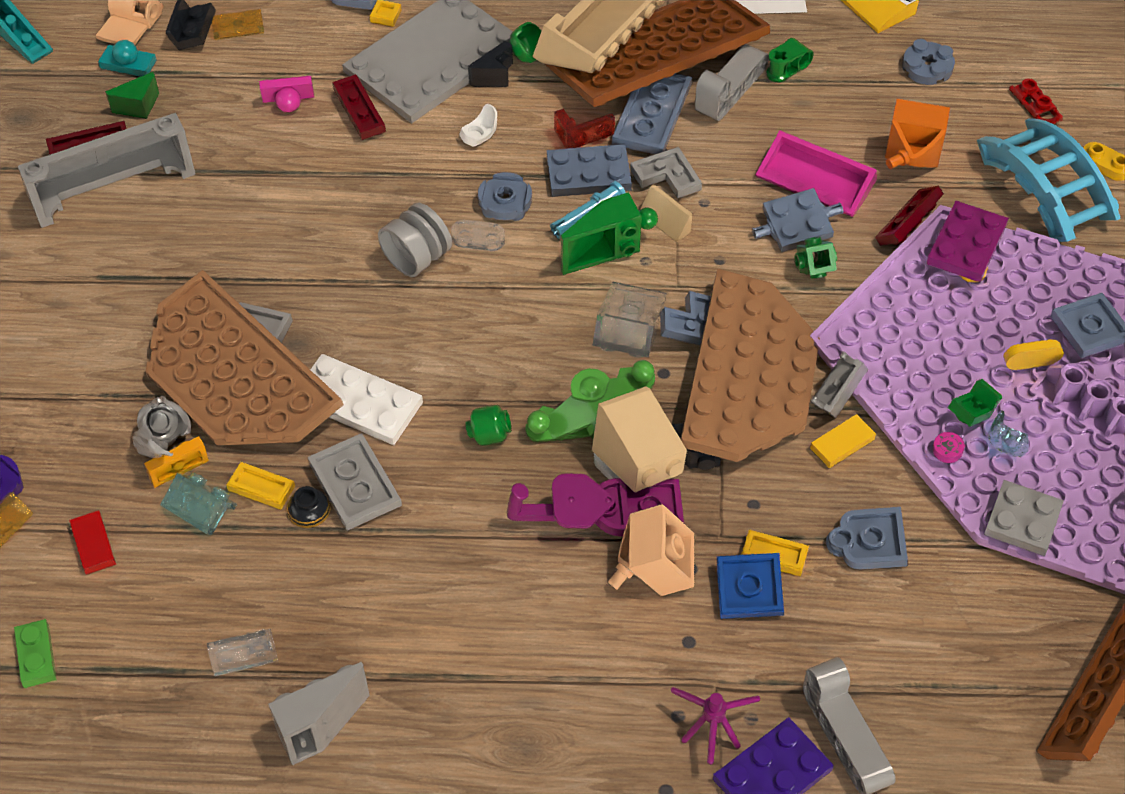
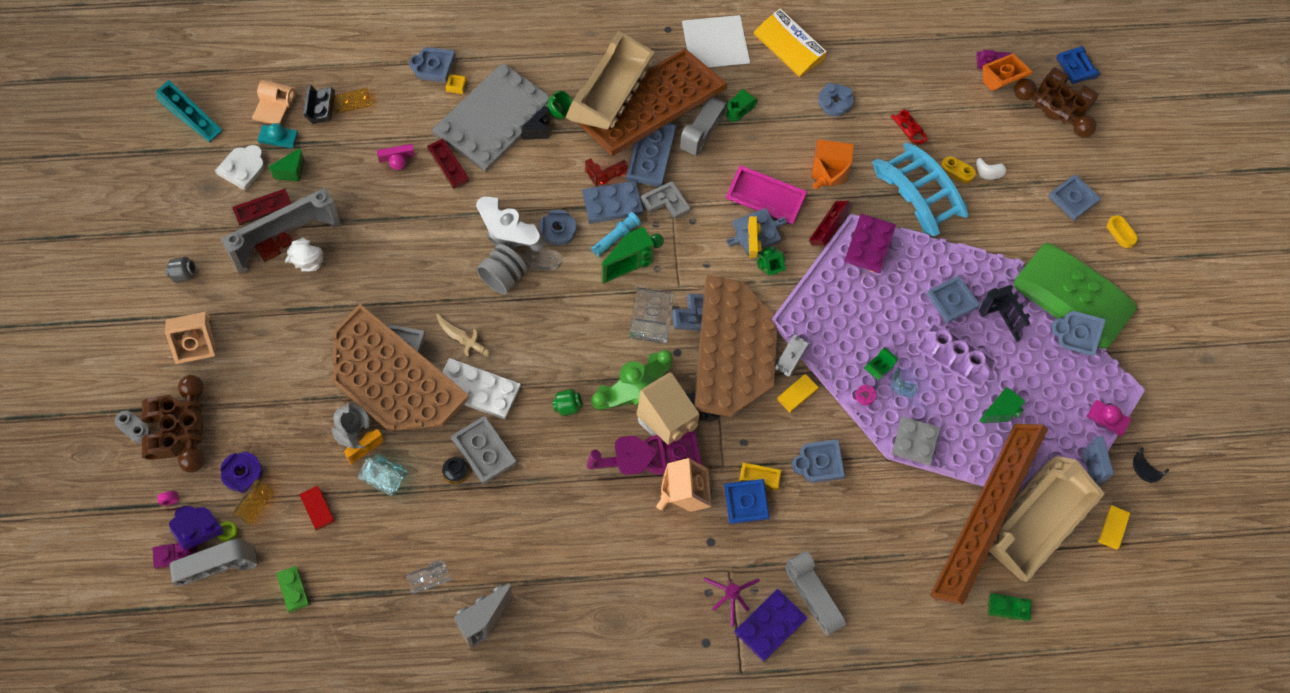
camera: 10 degrees left, 10 degrees up
(70, 94) = (242, 166): none -> white plate
(89, 197) = (269, 249): none -> clear red plate
(135, 204) = (304, 255): none -> white hair
(260, 485) = (421, 457): yellow tile -> none
(347, 330) = (463, 338): none -> tan piece
(429, 184) = (506, 227): none -> piece
(481, 128) = (534, 174): white hair -> none
(672, 216) = (672, 235): tan slope -> none
(792, 232) = (754, 243): none -> yellow plate
(1033, 354) = (916, 324): yellow tile -> none

